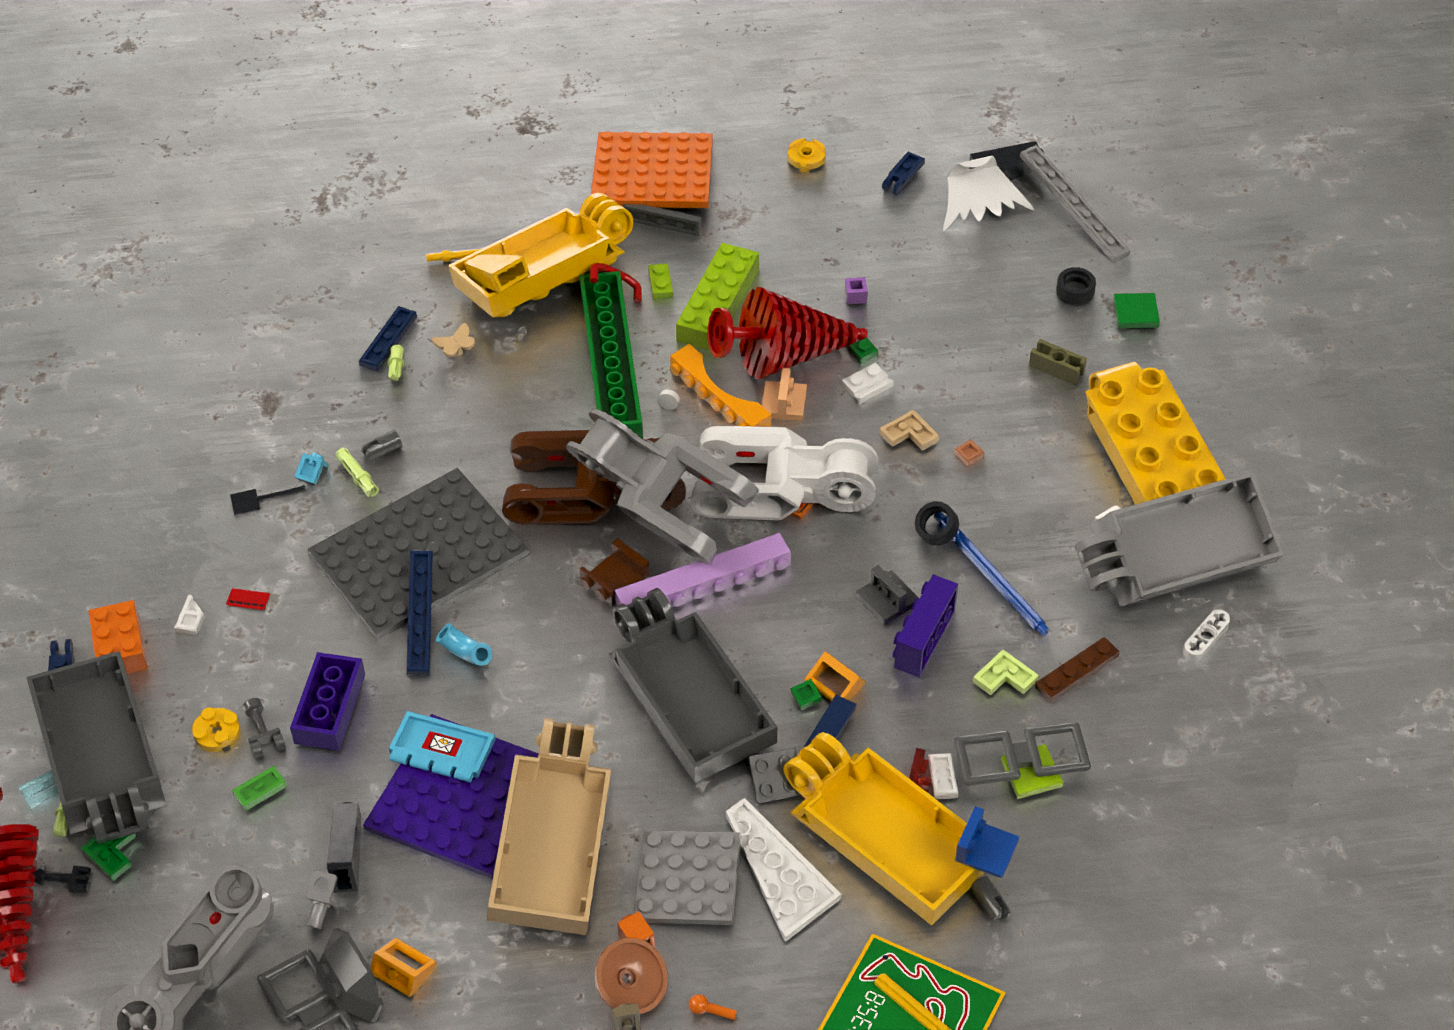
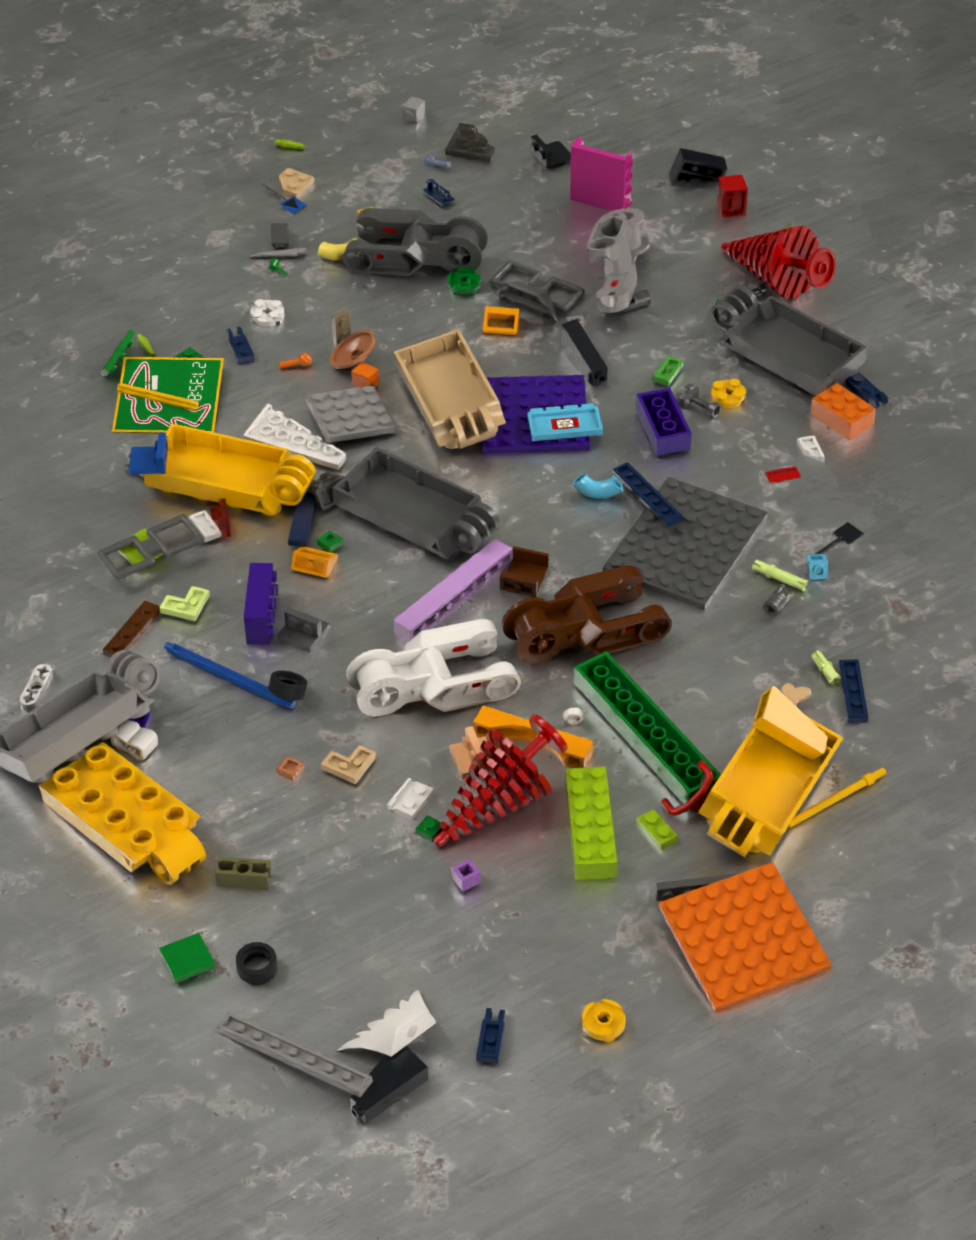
camera: 155 degrees right, 5 degrees down
(649, 473) = (508, 581): light grey arm -> none

